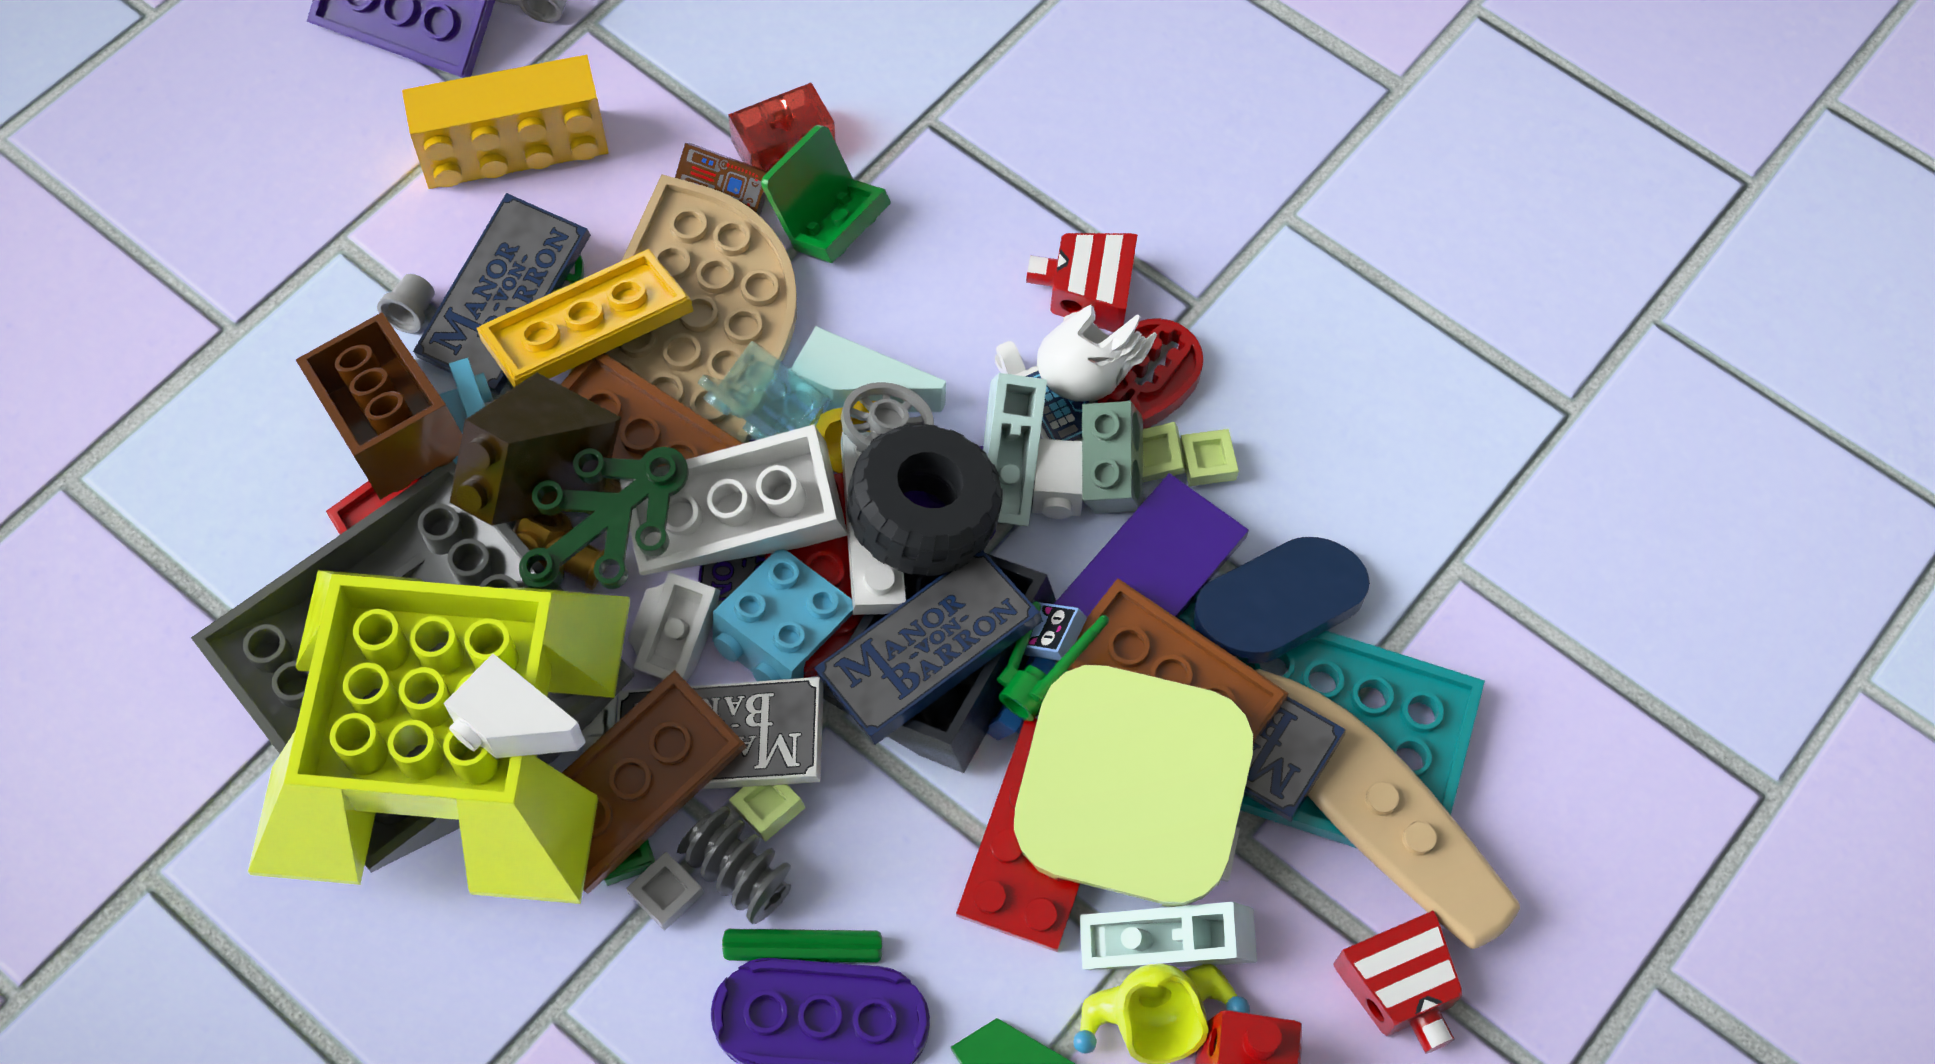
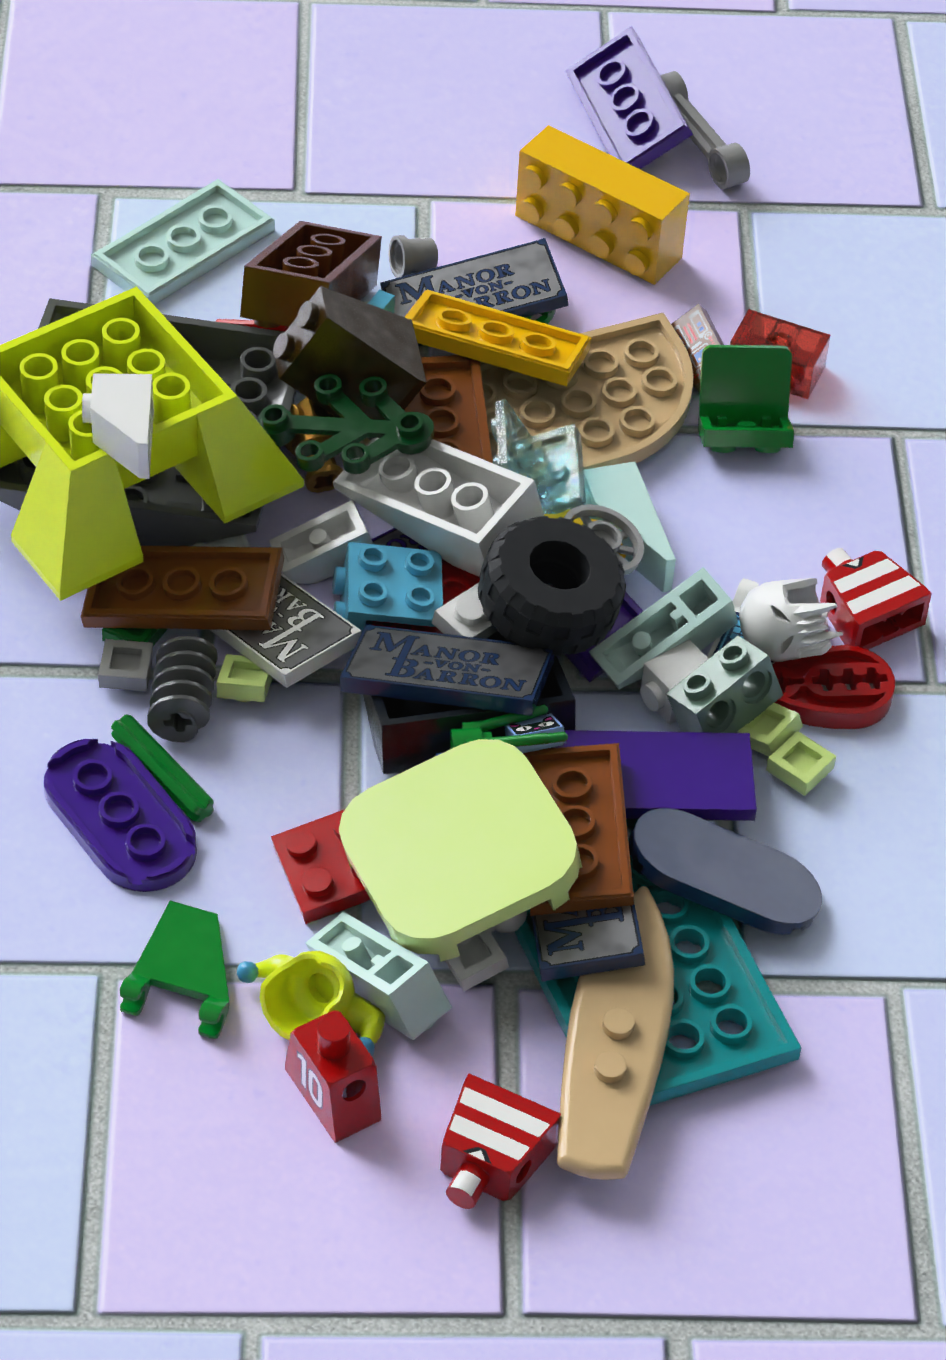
camera: 50 degrees right, 15 degrees down
(199, 468) = (183, 242): none -> light aqua tile

